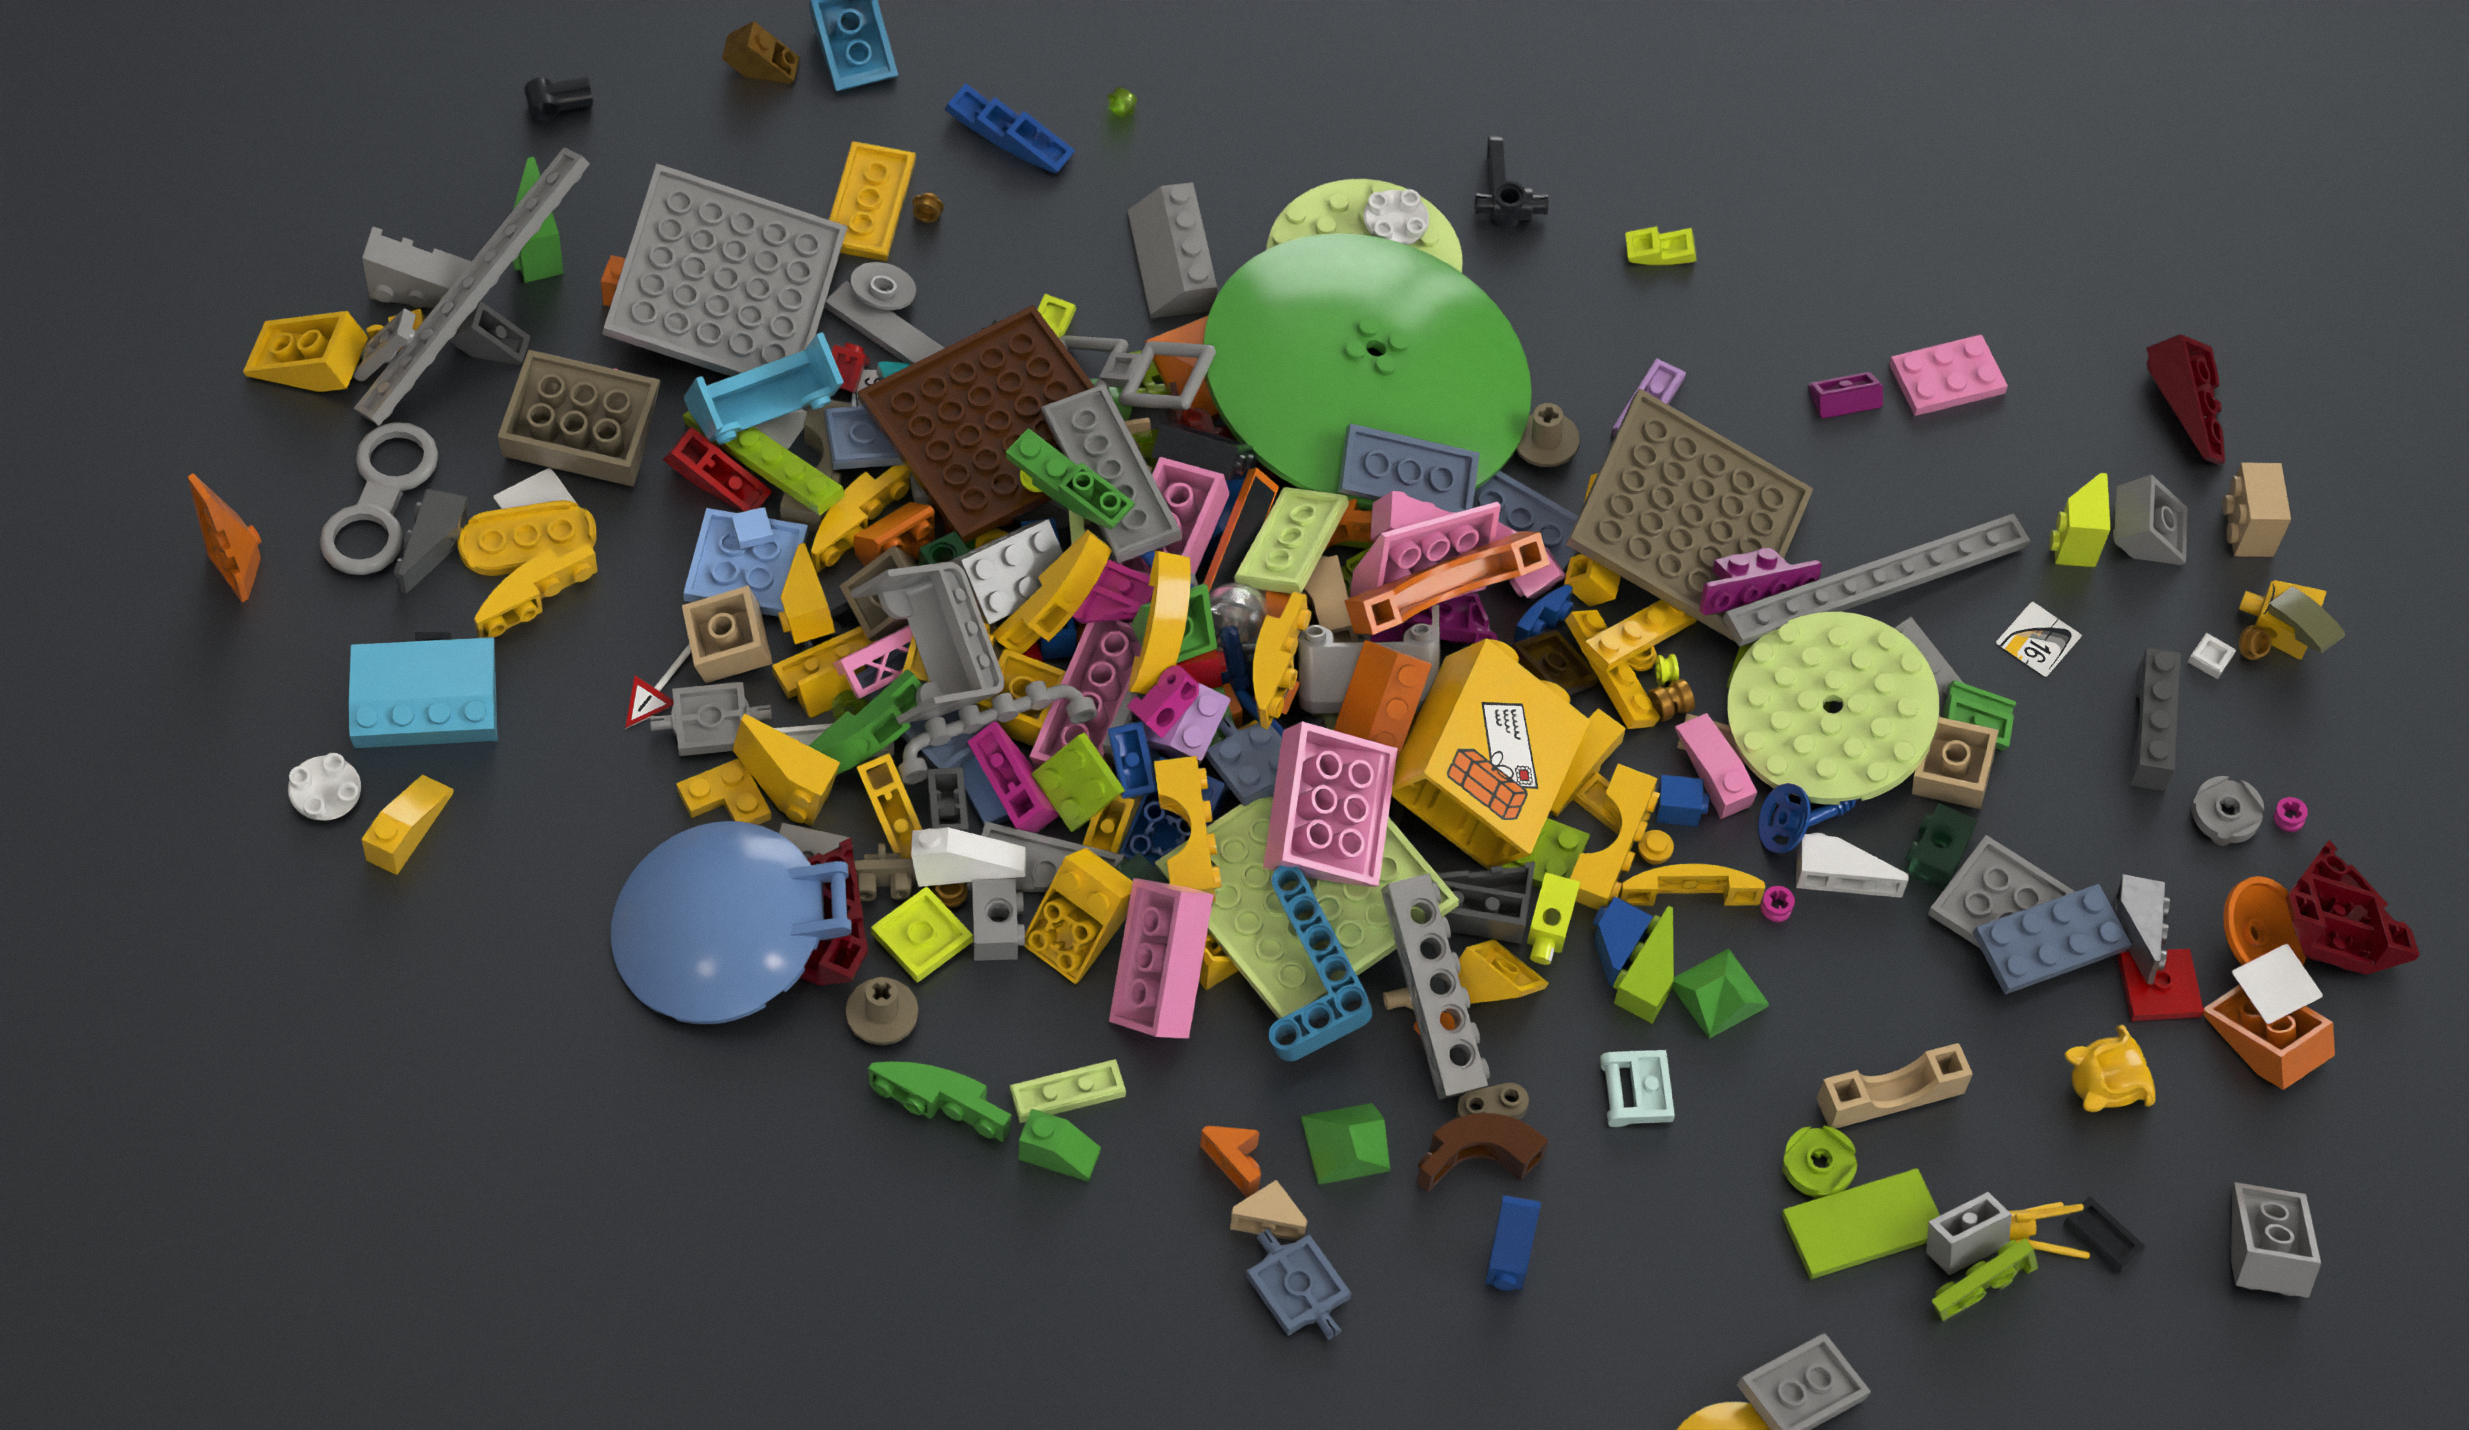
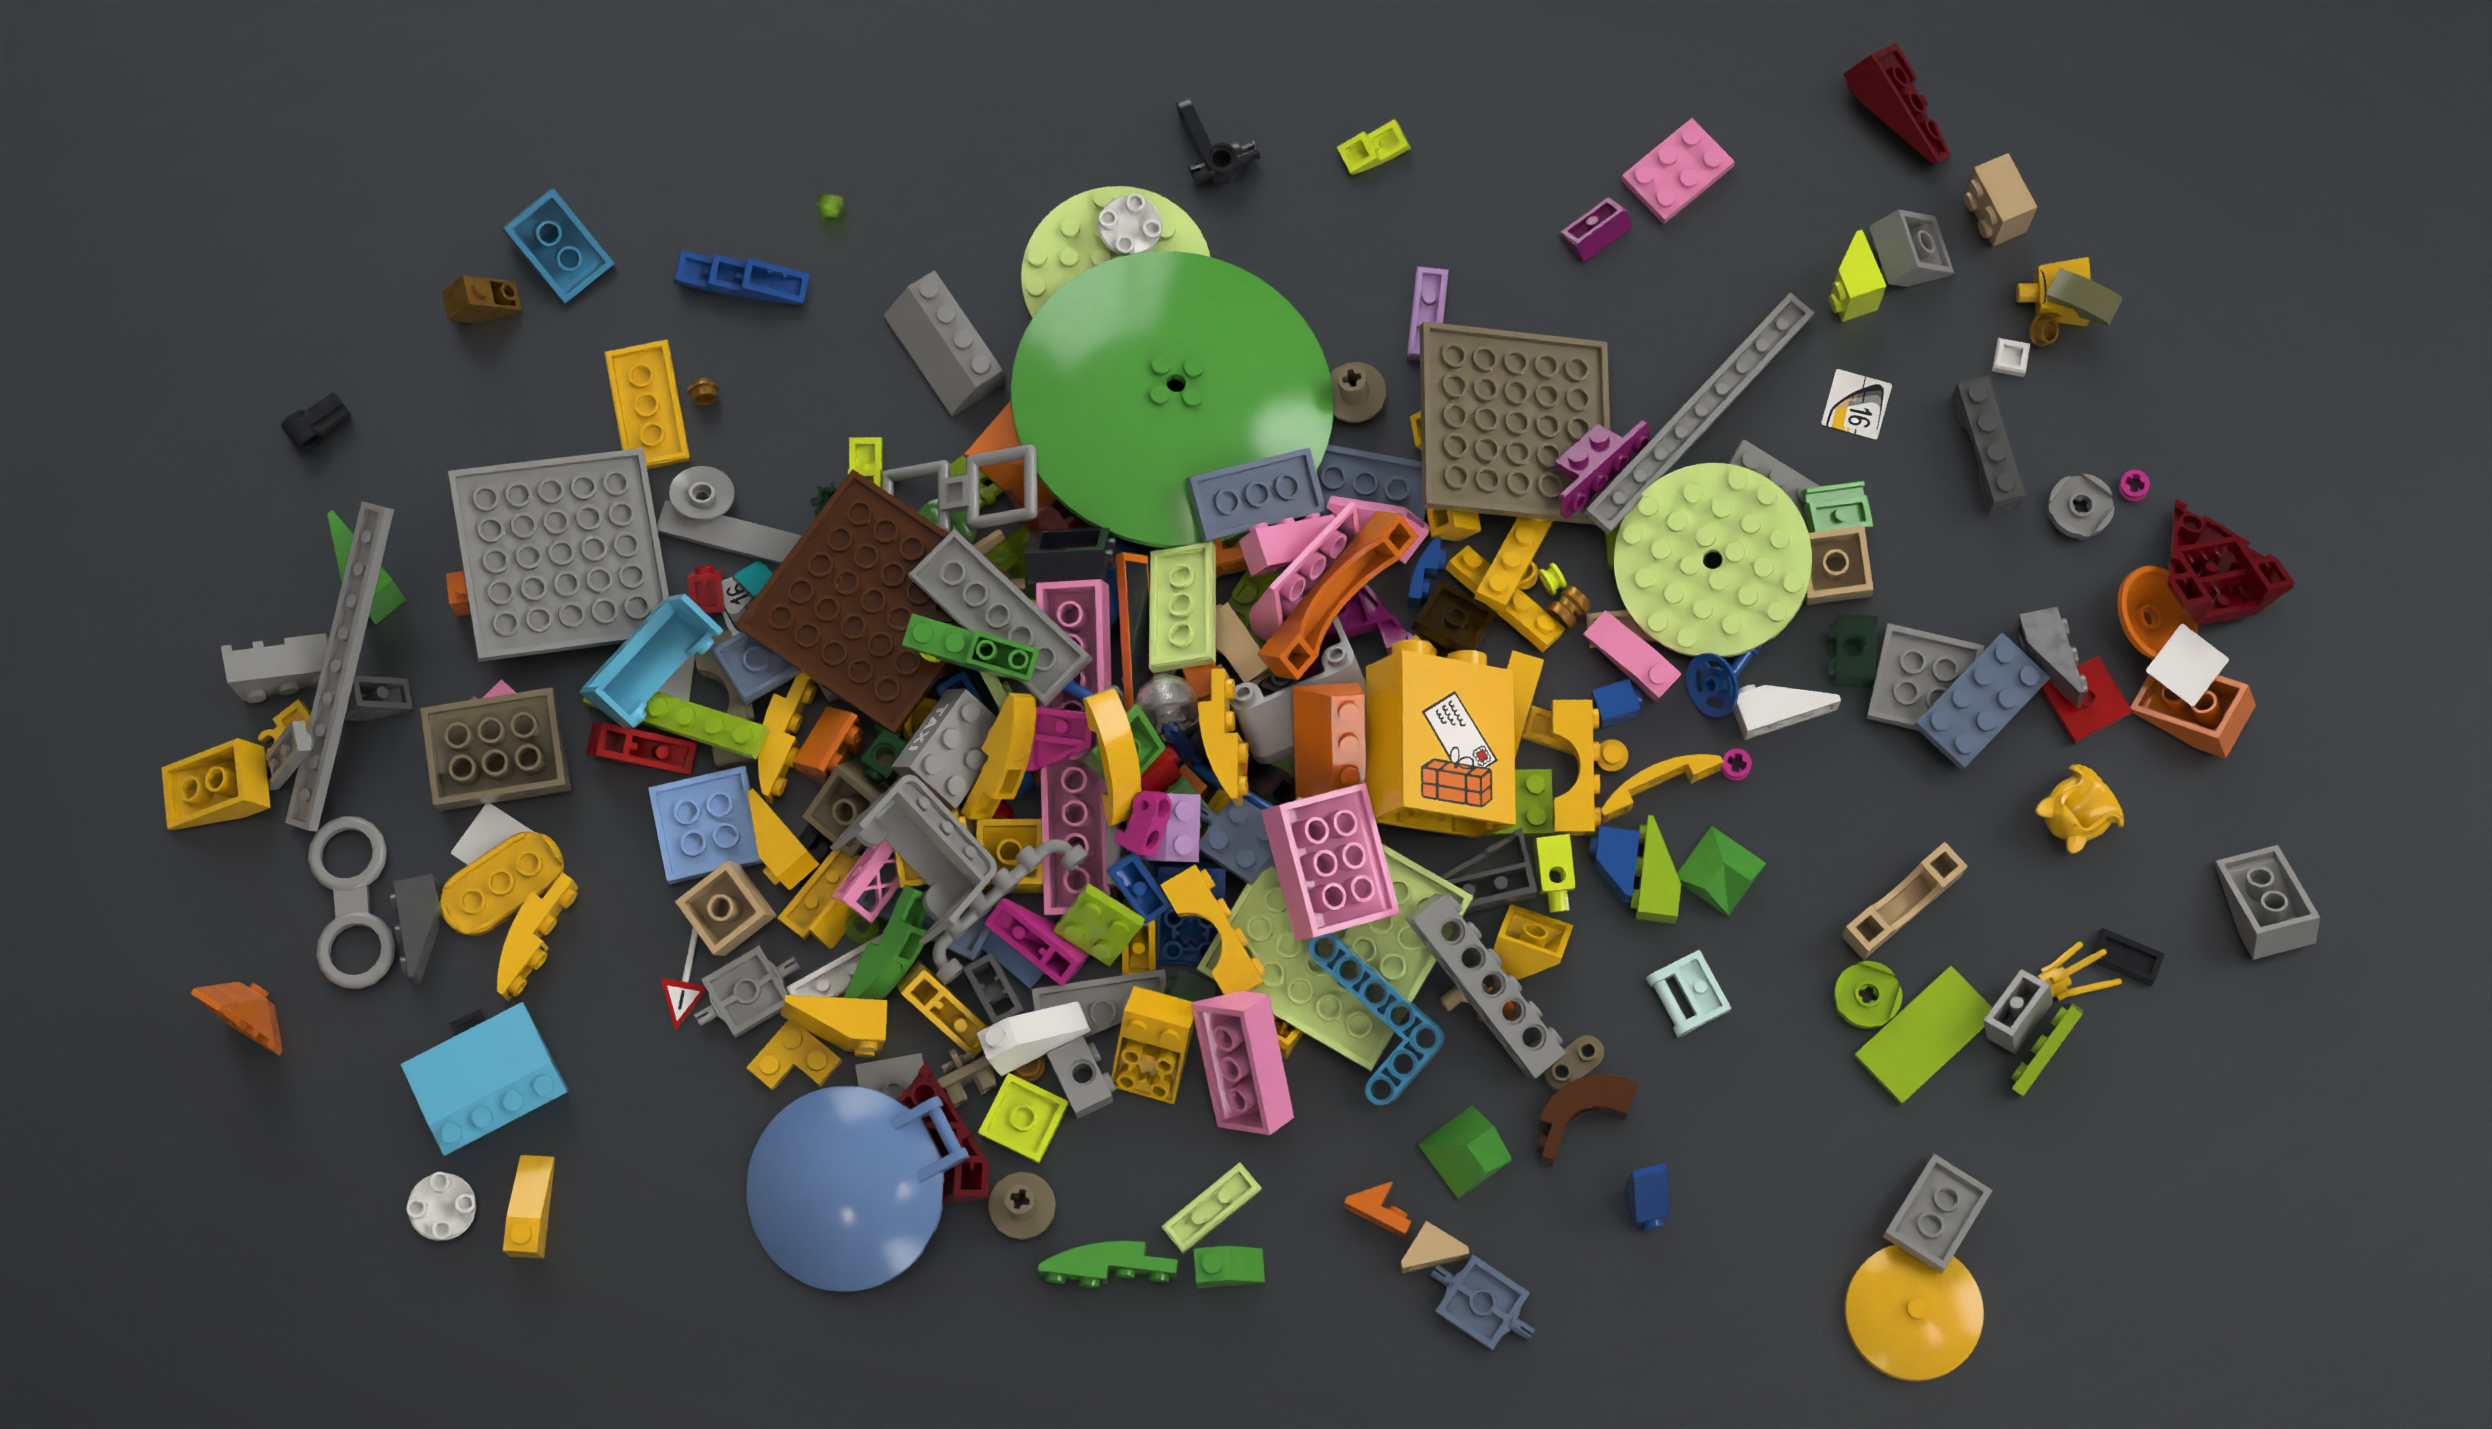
camera: 15 degrees left, 15 degrees up
(752, 528) = (699, 792): light blue tile -> none

